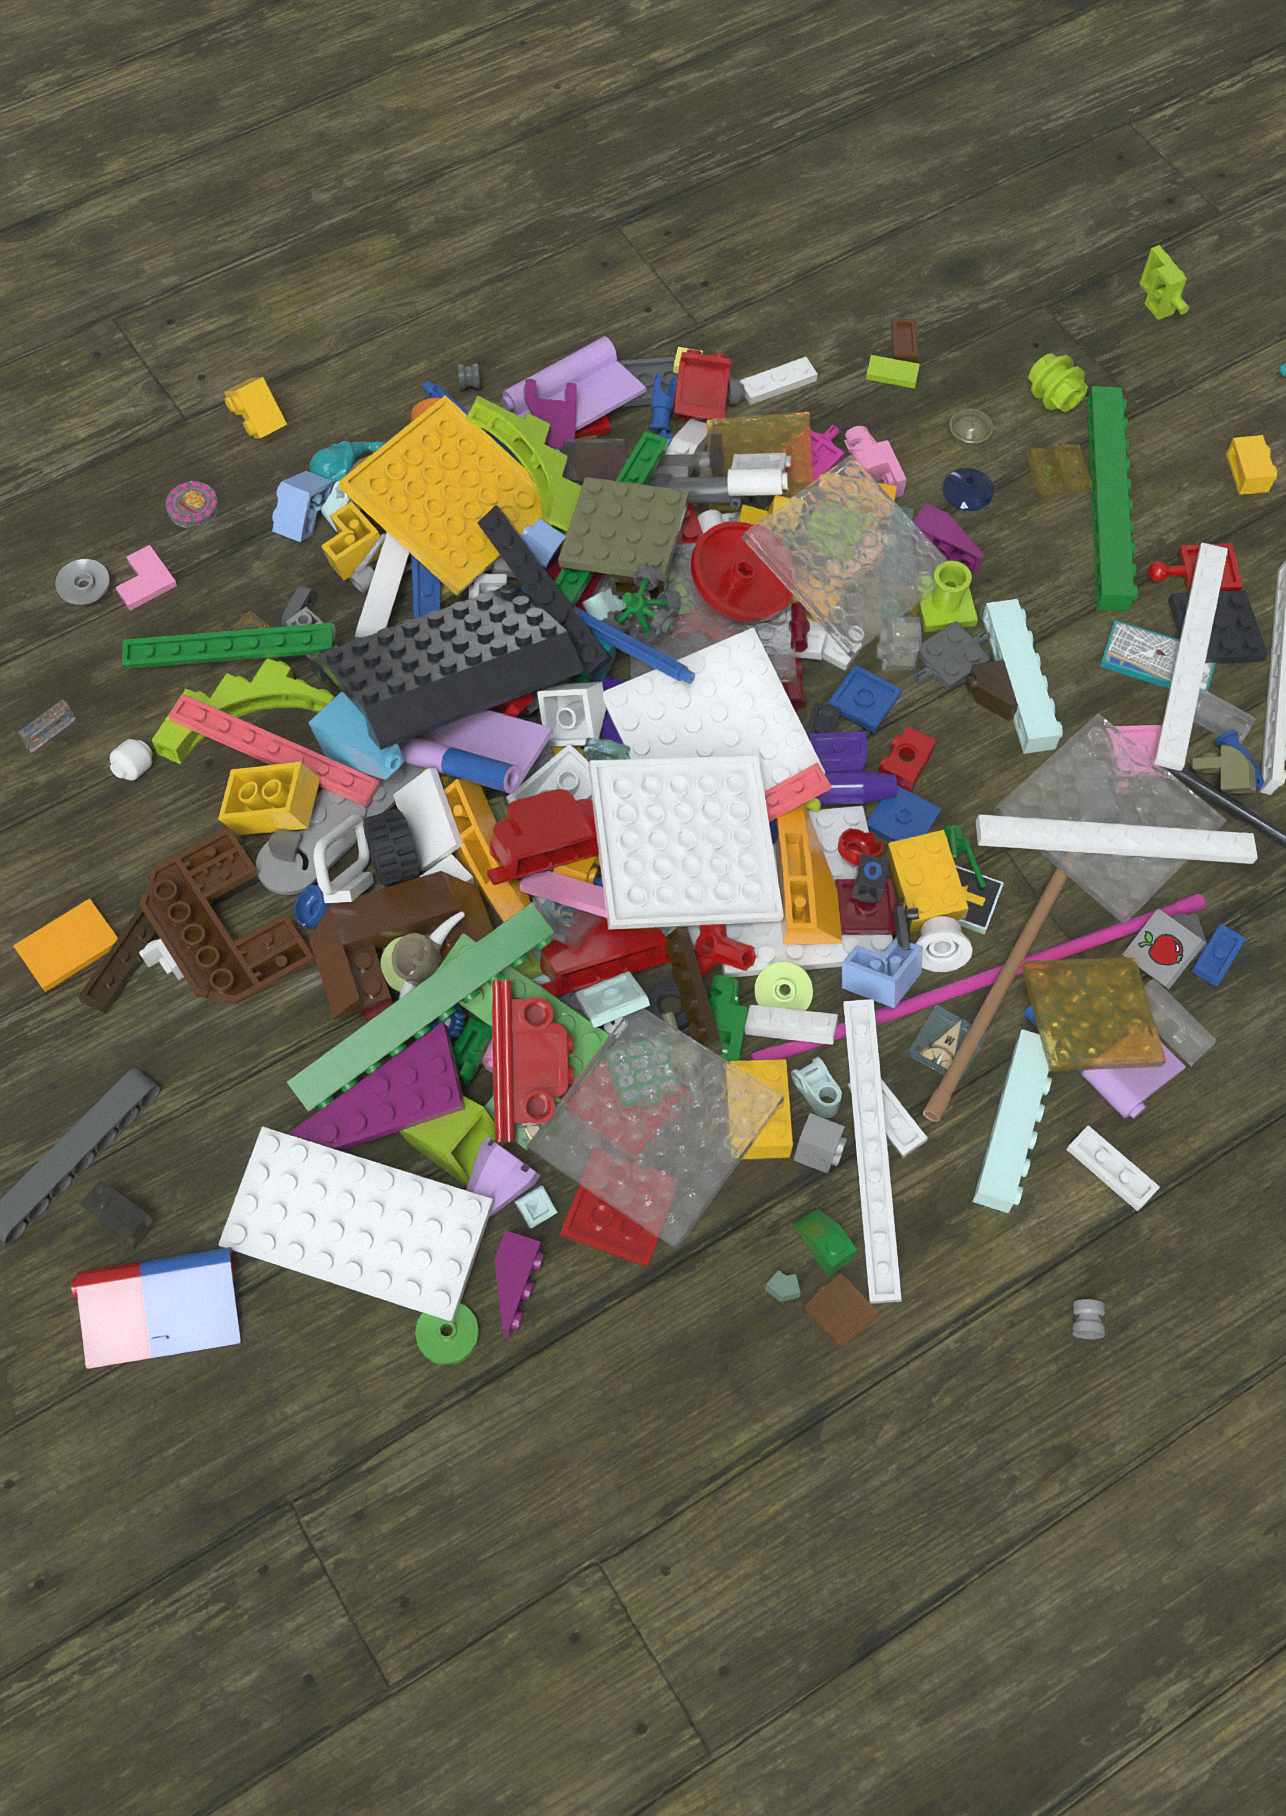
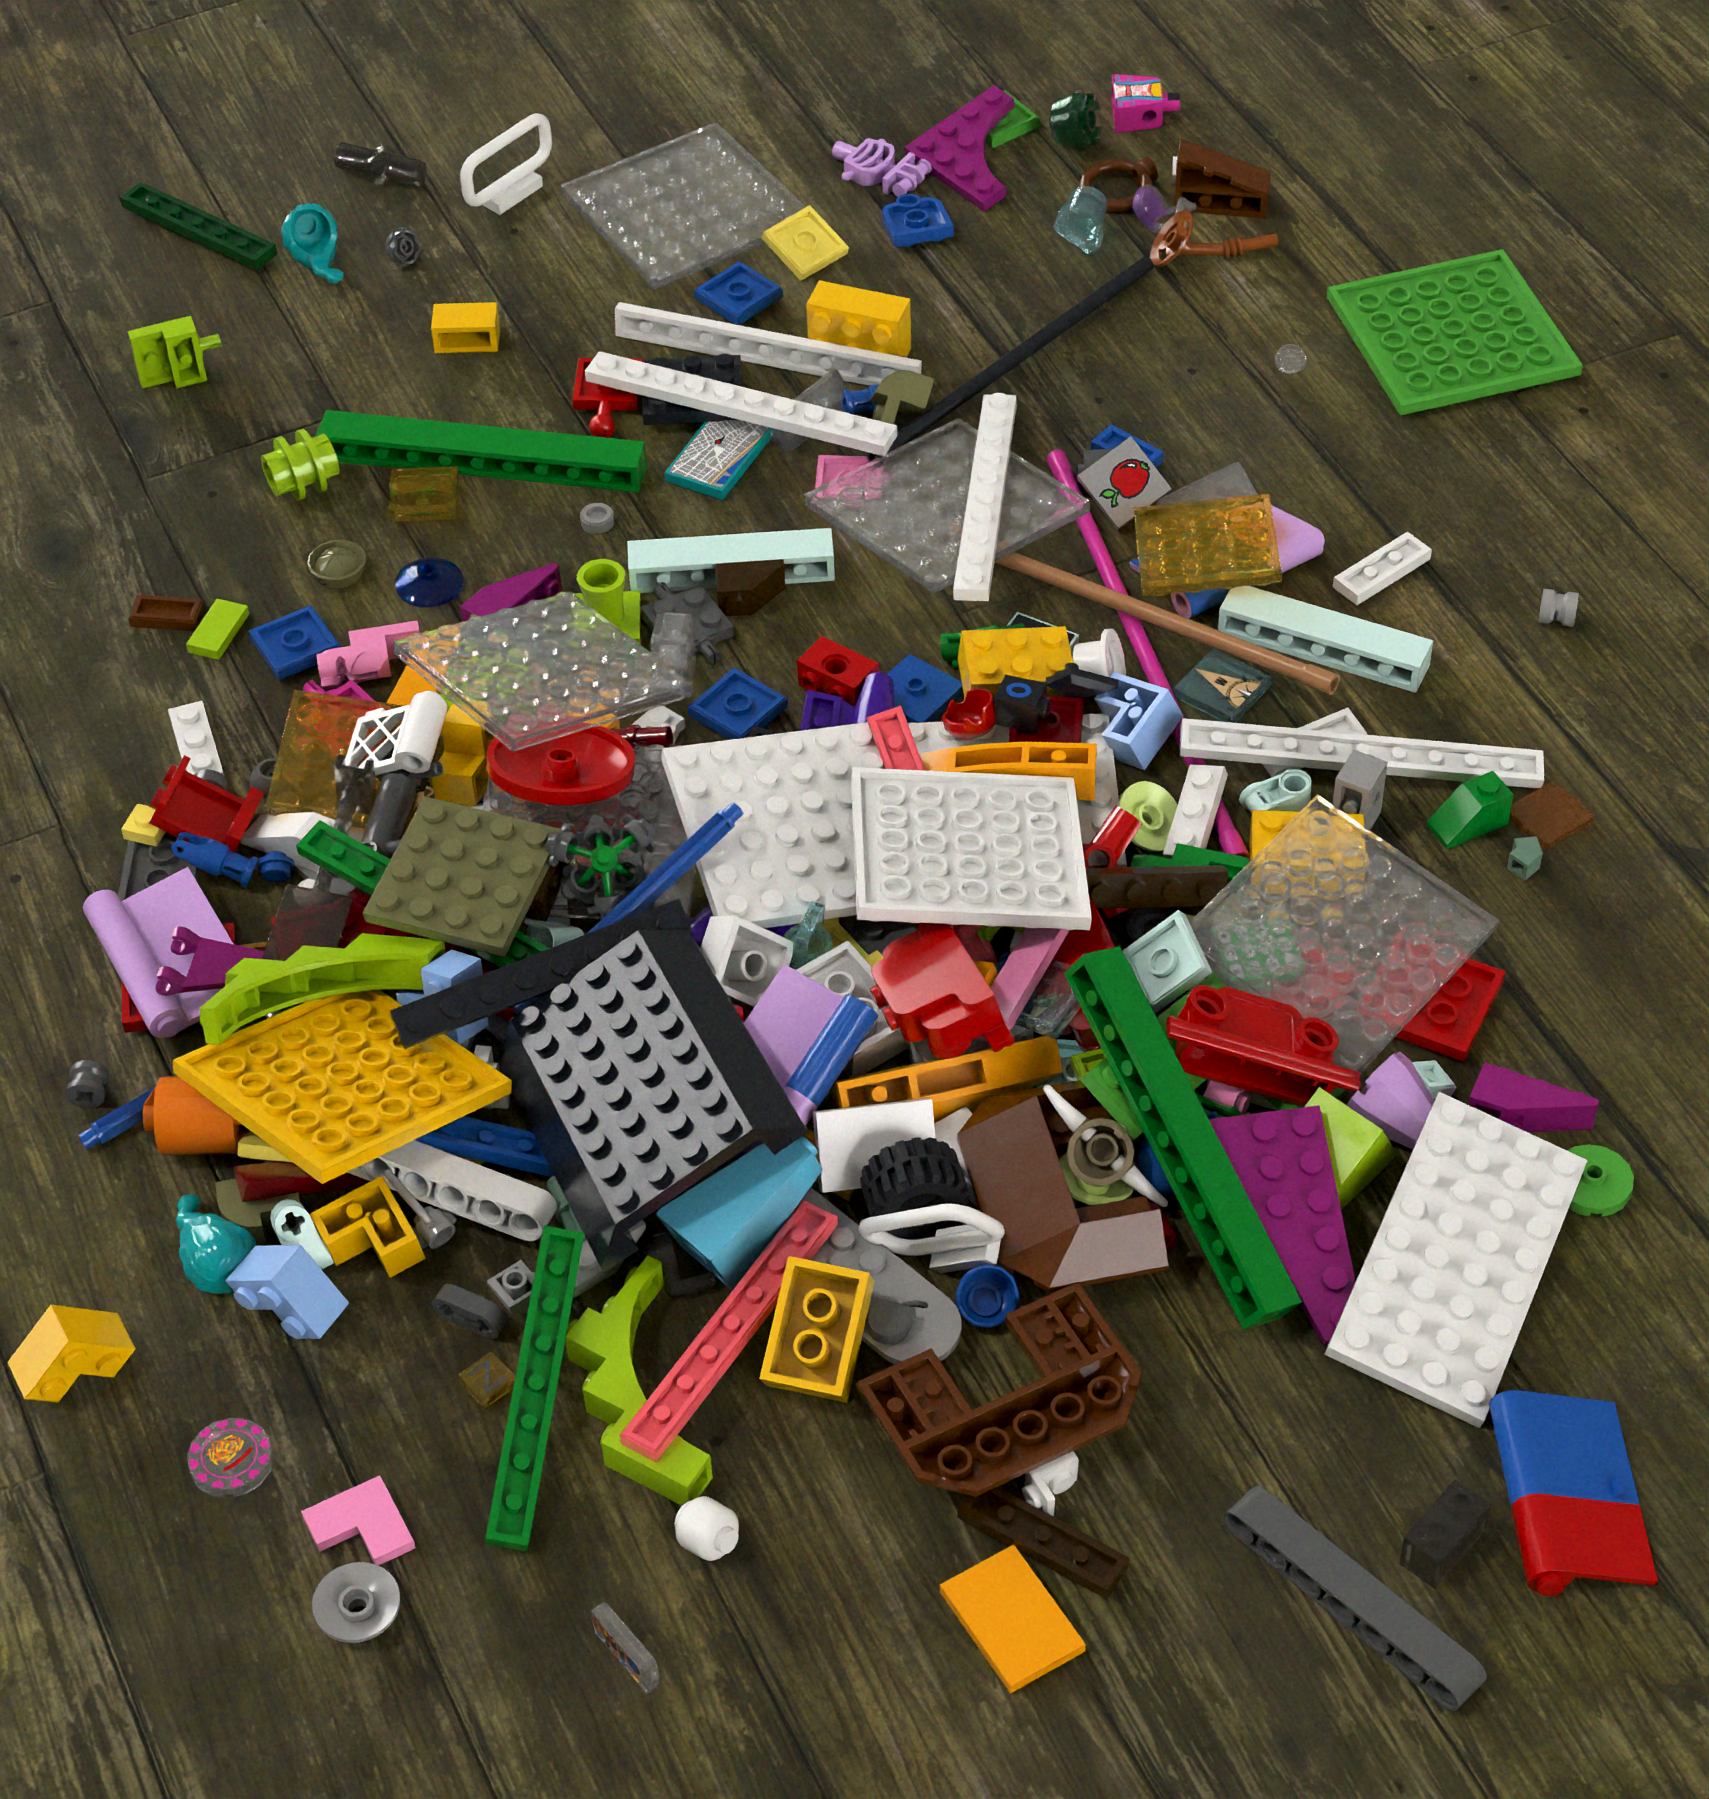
camera: 80 degrees left, 15 degrees down
(884, 416) = (293, 641): none -> blue plate
(1057, 584) = (597, 518): none -> light grey tile

